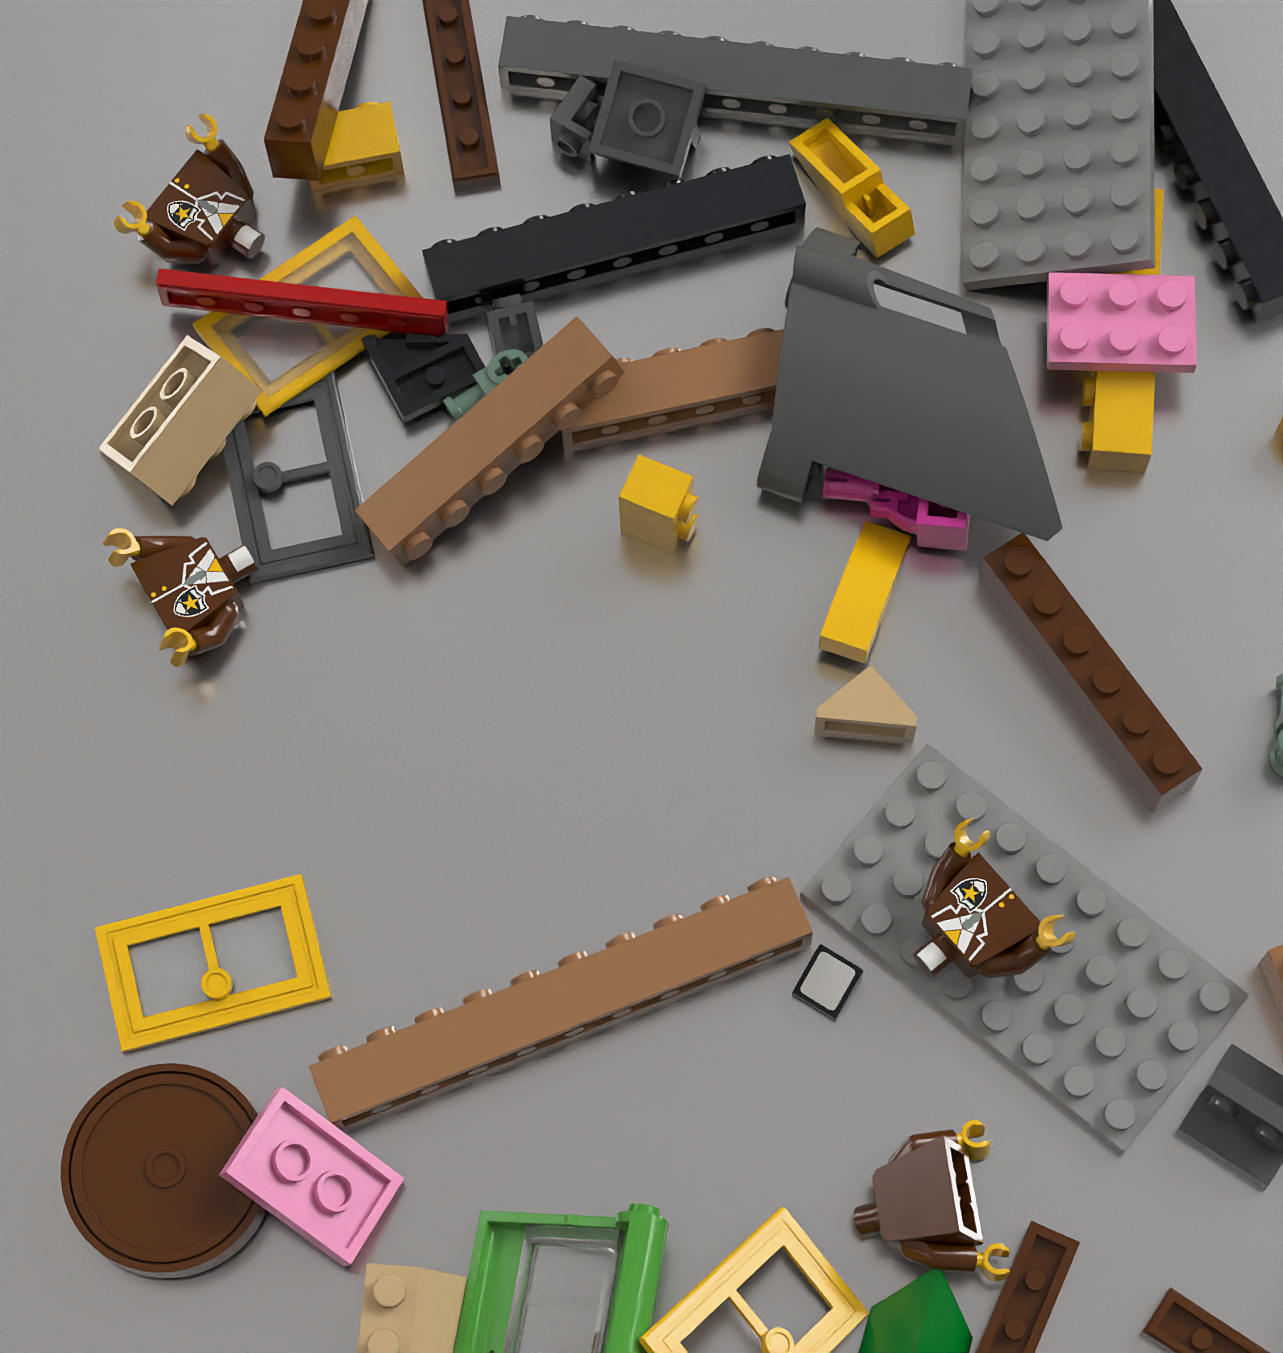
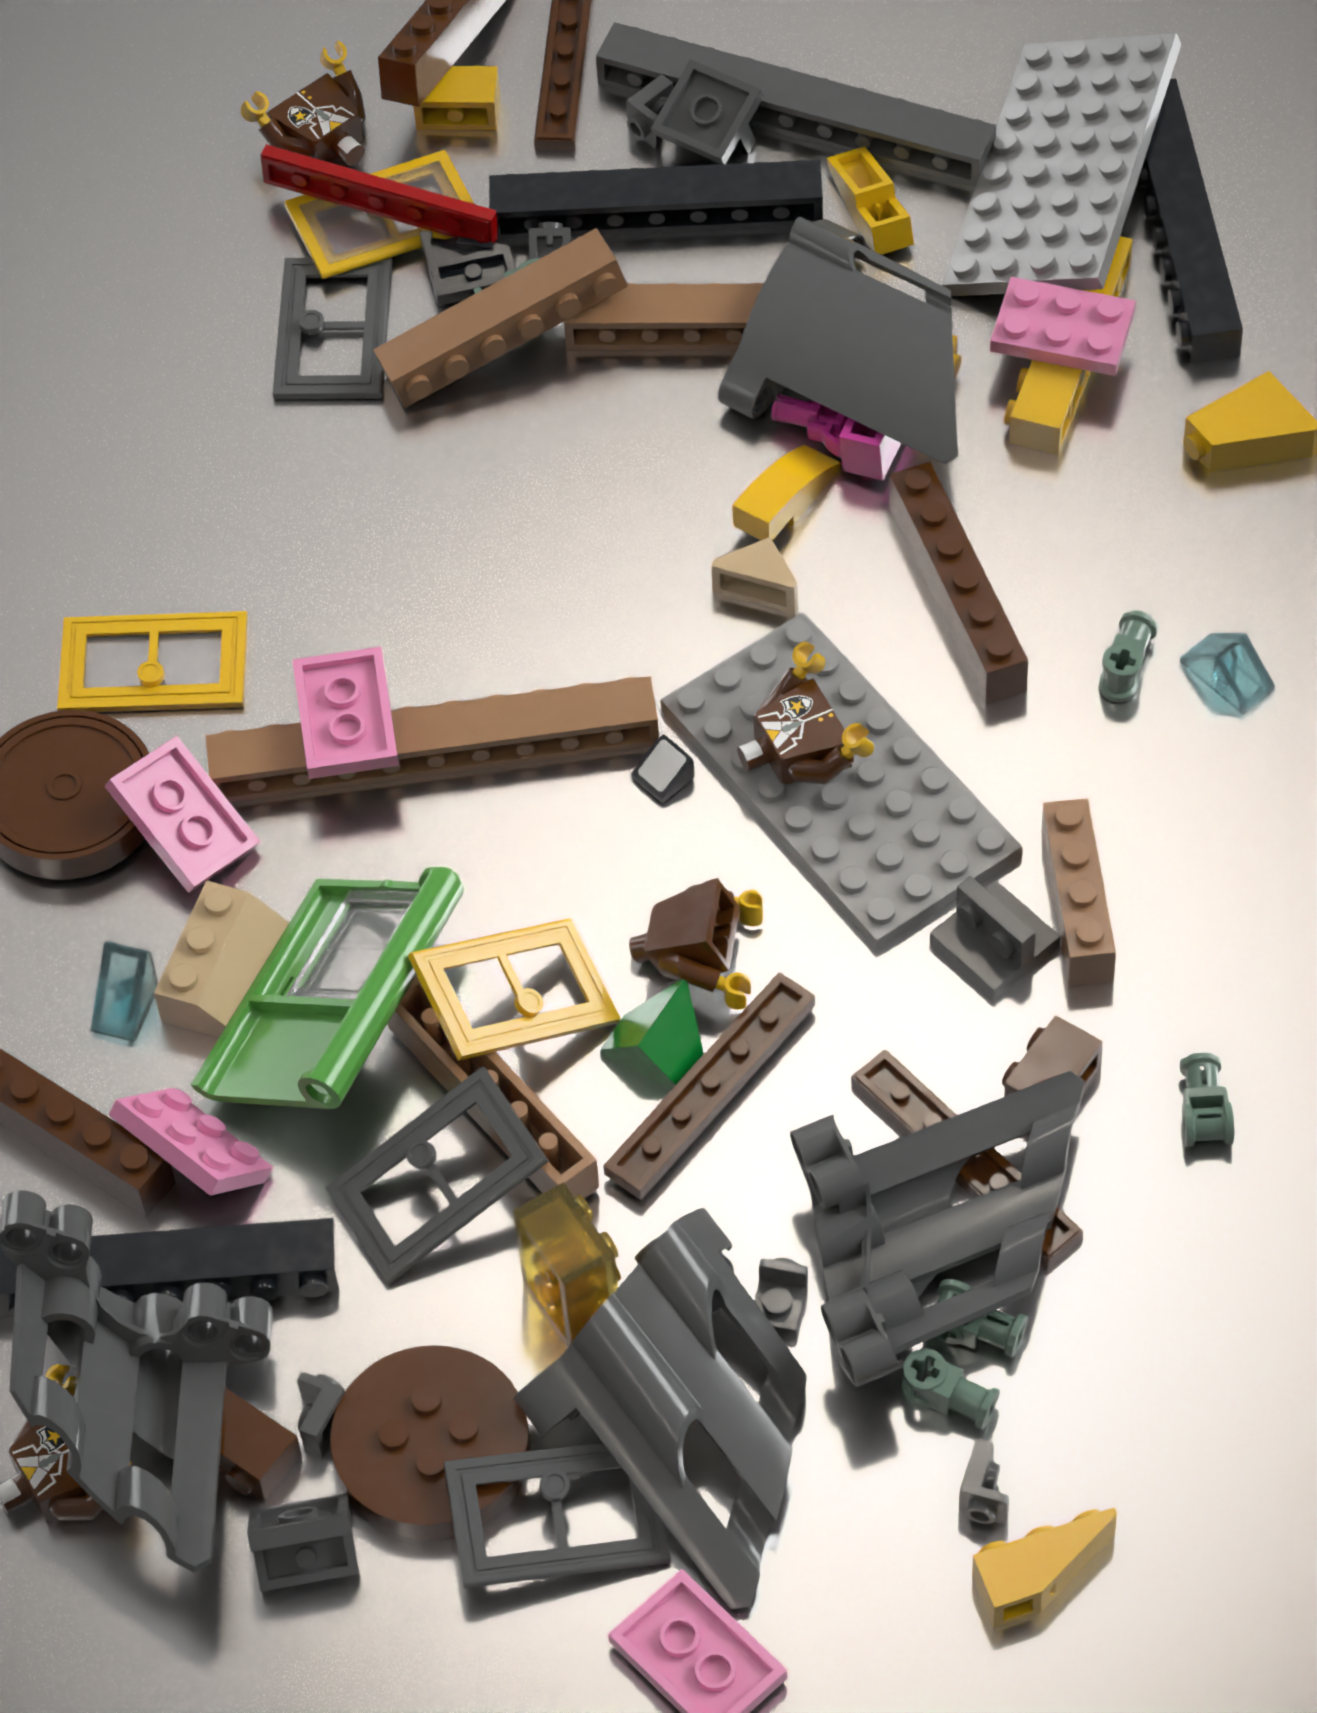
camera: 15 degrees right, 15 degrees down
(181, 420) = (253, 265): tan slope -> none
(186, 586) = (217, 382): reddish brown torso -> none
(464, 1009) = (345, 712): none -> bright pink plate
(658, 504) = (626, 389): yellow brick -> none

